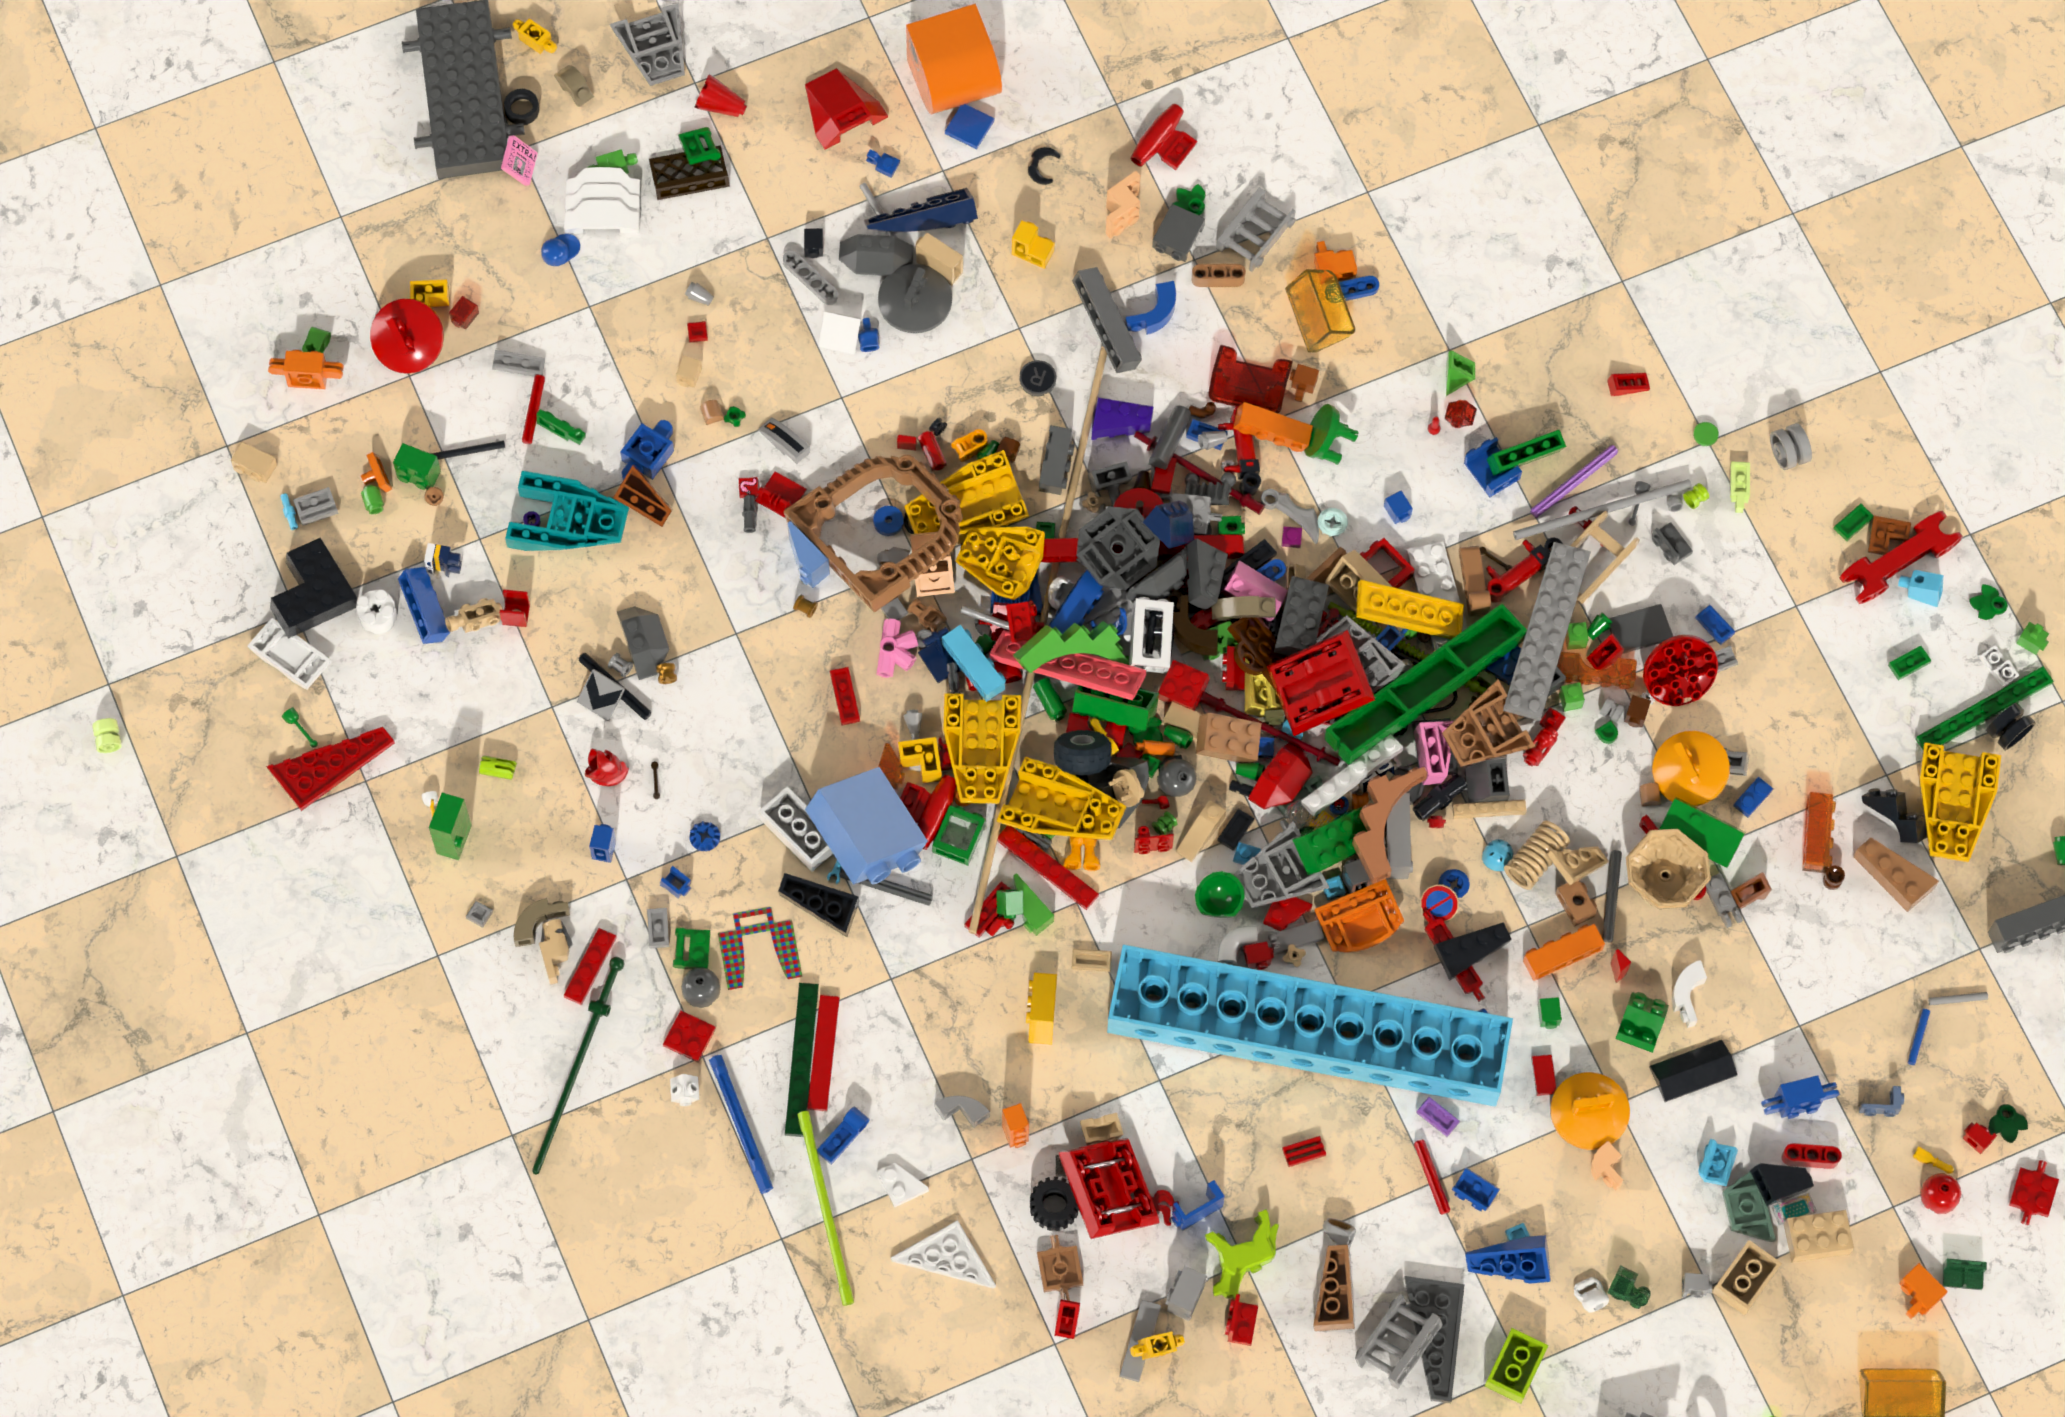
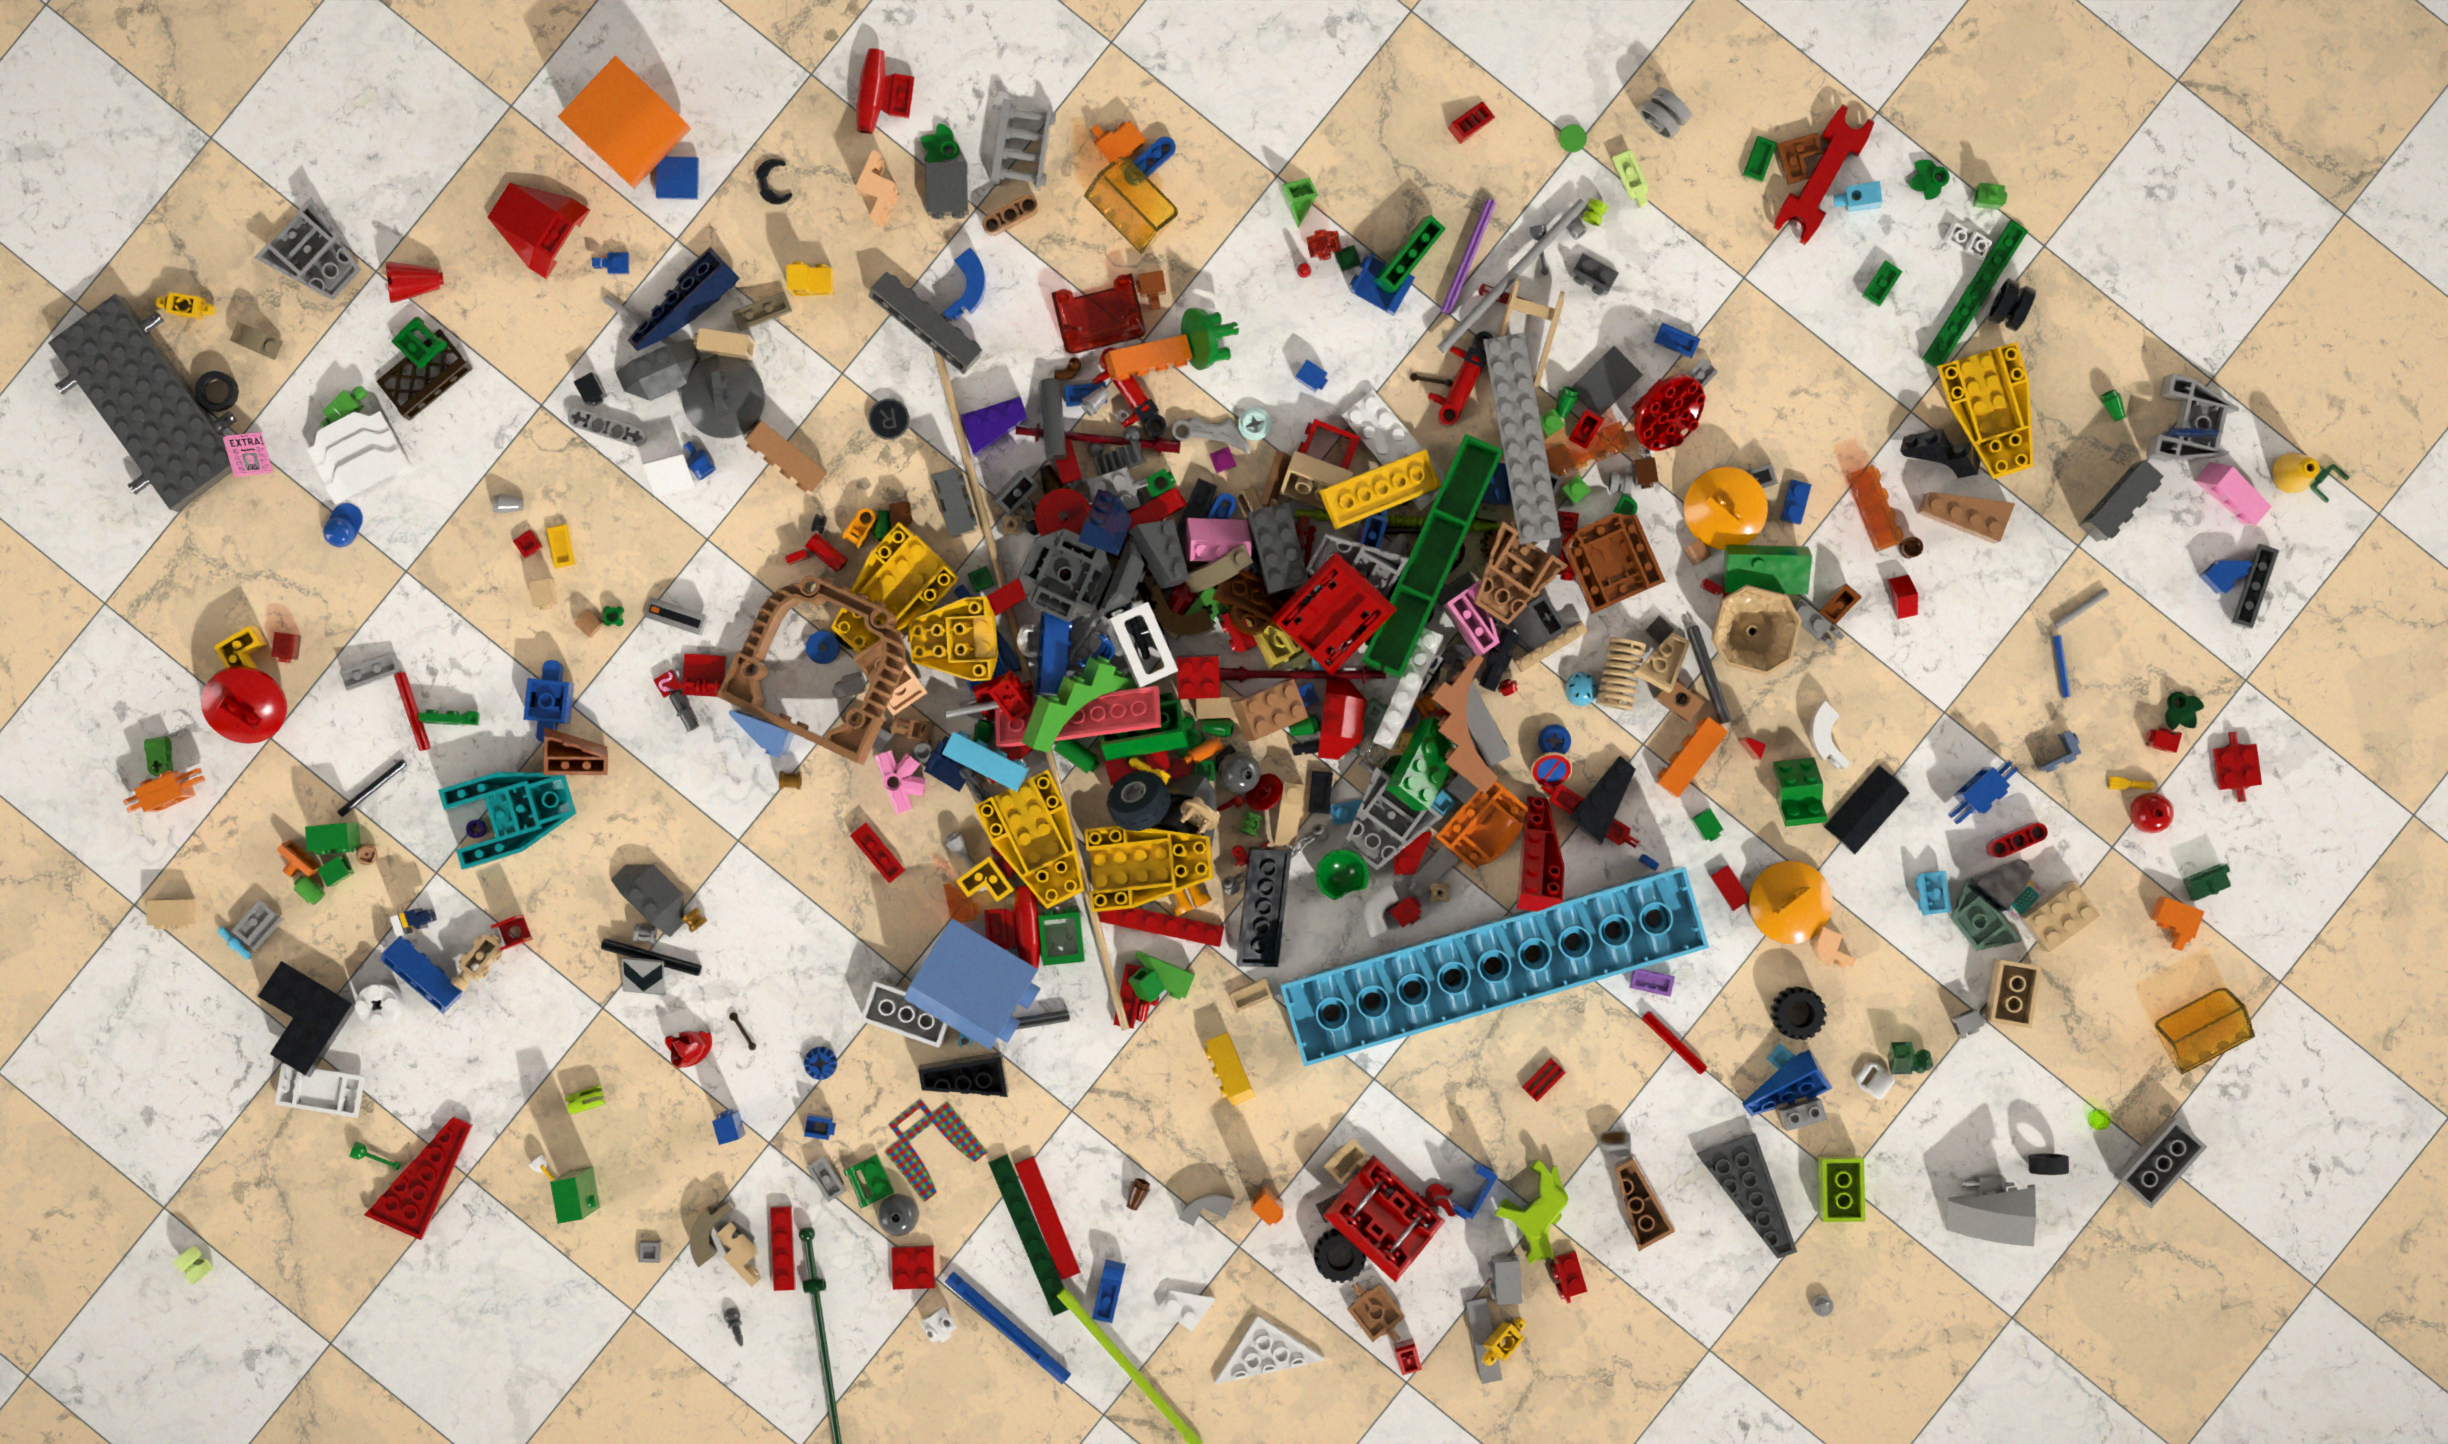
camera: 25 degrees left, 20 degrees up
(401, 496) = (335, 871): none -> green panel
(516, 1001) = (732, 1317): none -> dark grey bar
(722, 346) = (561, 546): none -> yellow tile
(910, 1069) = (1138, 1191): none -> reddish brown cone
(939, 362) = (785, 455): none -> medium nougat wedge
(982, 251) = (761, 311): none -> dark tan hinge
(1122, 862) = (1320, 834): none -> light grey piece
(1141, 887) = (1263, 906): none -> black plate
(1189, 804) = (1265, 793): none -> red dish
(1392, 959) = (1540, 859): none -> red wedge
(1408, 1357) = (1741, 1214): light grey fence -> none
(1474, 436) = (1348, 258): none -> dark green plate
(1476, 1190) = (1721, 1037): blue bracket -> none
(1477, 597) = (1422, 416): medium nougat beam -> none
(1513, 1288) = (1802, 1114): none -> light grey brick
(1551, 1186) = (1815, 1018): none -> black tyre
(1574, 764) = (1612, 560): none -> dark orange wedge
(1587, 839) = (1659, 630): none -> clear smoke tile
(1808, 916) = (1904, 596): none -> red slope

